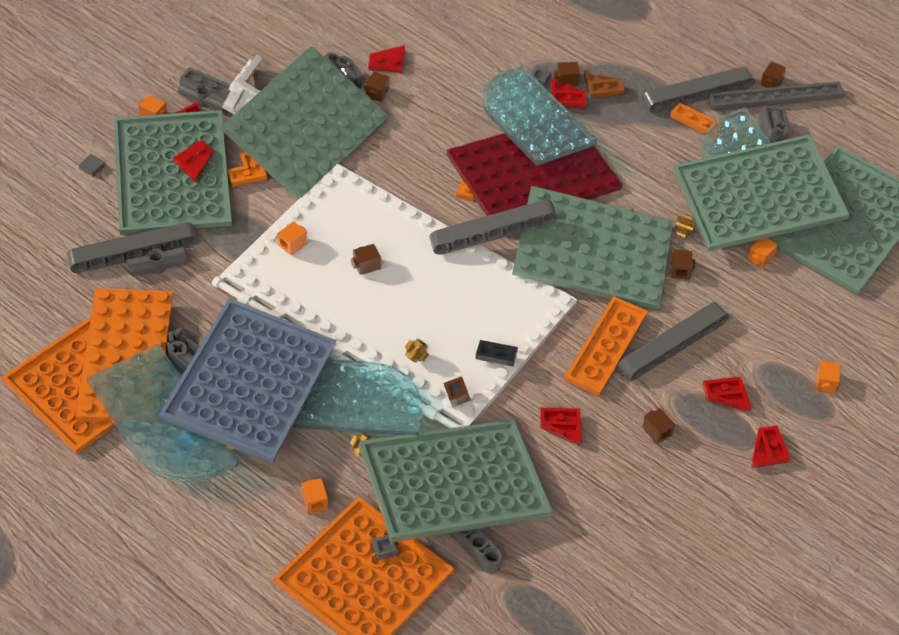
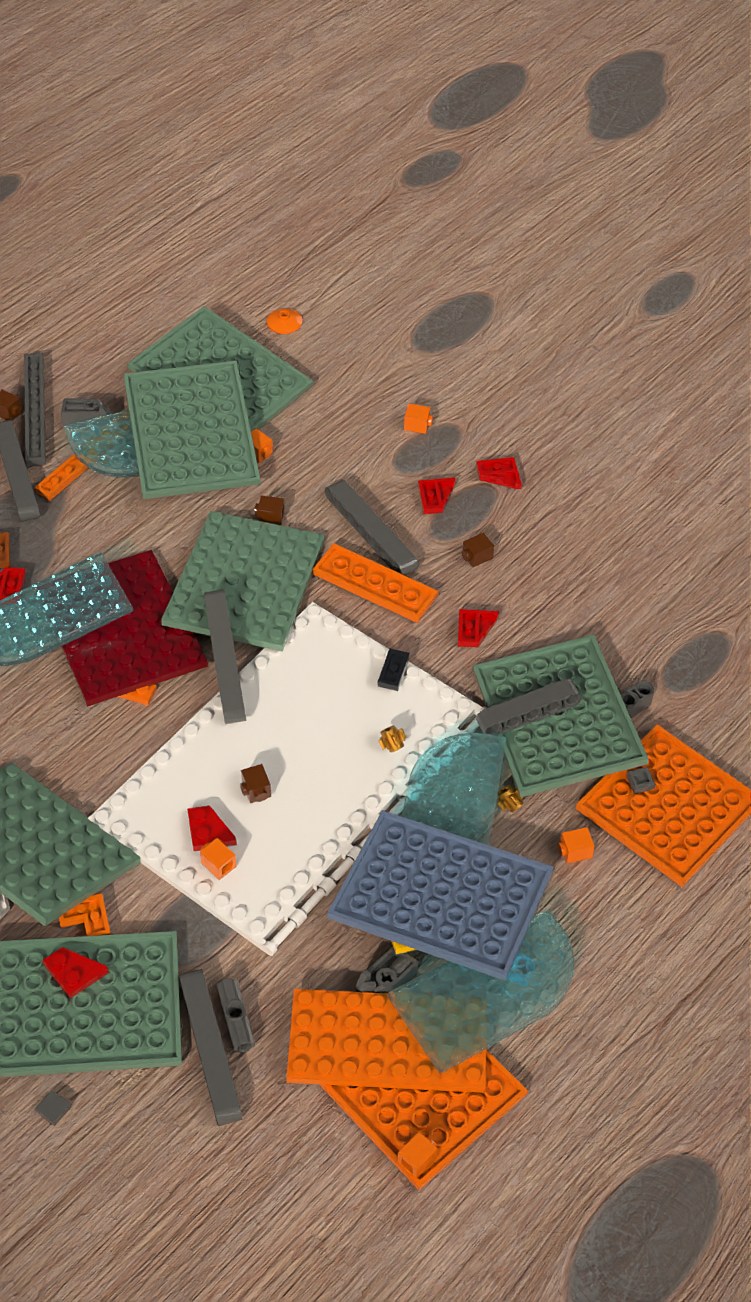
camera: 85 degrees left, 0 degrees up
(21, 369) = (418, 1154): none -> orange brick
(324, 233) = (207, 826): none -> red wing
(452, 449) = (529, 707): none -> dark grey beam
(457, 391) = (452, 701): reddish brown brick -> none
(685, 226) = (219, 501): pearl gold gear -> none

